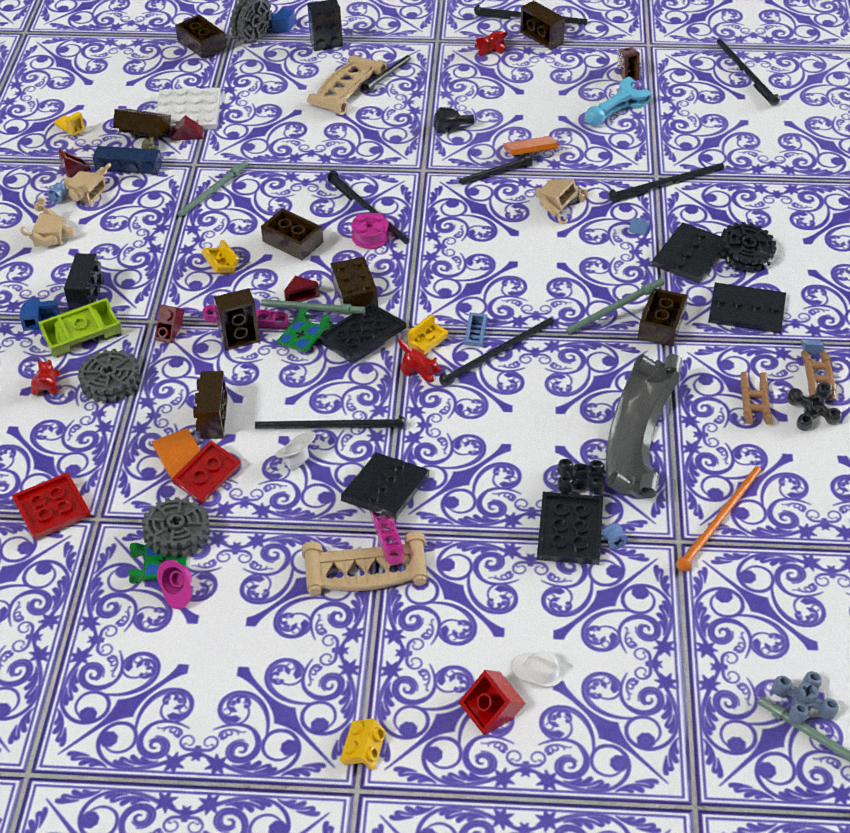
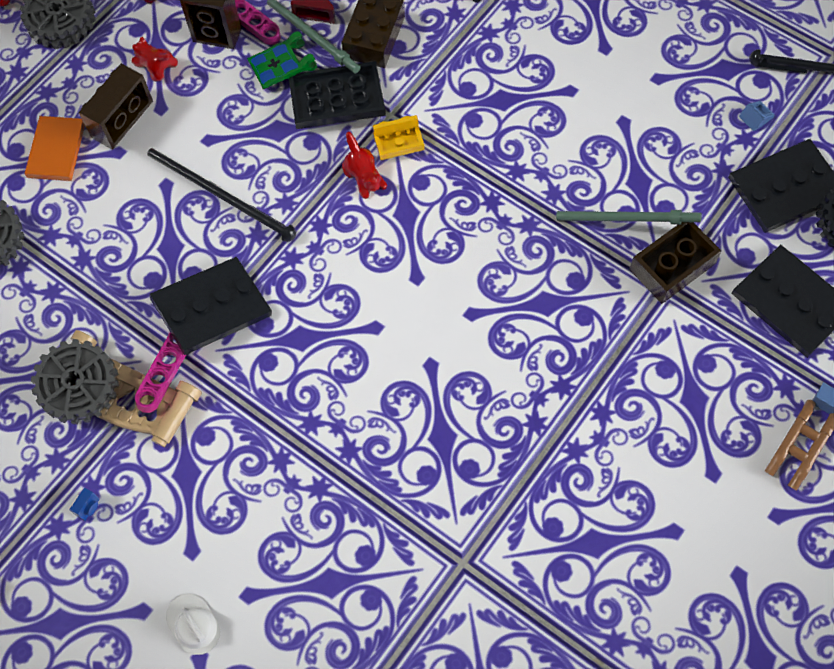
camera: 35 degrees right, 20 degrees up
(206, 472) = (59, 183): red tile -> none
(213, 364) = (153, 58): none -> red animal
(296, 451) = (158, 209): white piece -> none
(334, 570) = (58, 374): none -> dark grey piece
(404, 641) = (85, 504): none -> blue plate
(445, 379) = (375, 205): black bar -> none
(479, 319) = (463, 141): medium blue slope -> none
(491, 701) = (113, 635): red slope -> none
(558, 194) = (687, 24): tan torso -> none
(570, 528) = (357, 475): black plate -> none
(581, 476) = (415, 418): black gear -> none
(615, 536) = (393, 516): medium blue wheel -> none
(633, 425) = (488, 424): dark grey panel -> none
(684, 563) = (439, 597): orange bar -> none
(762, 393) = (695, 418): medium nougat piece -> none
(814, 406) = (767, 481): black gear -> none

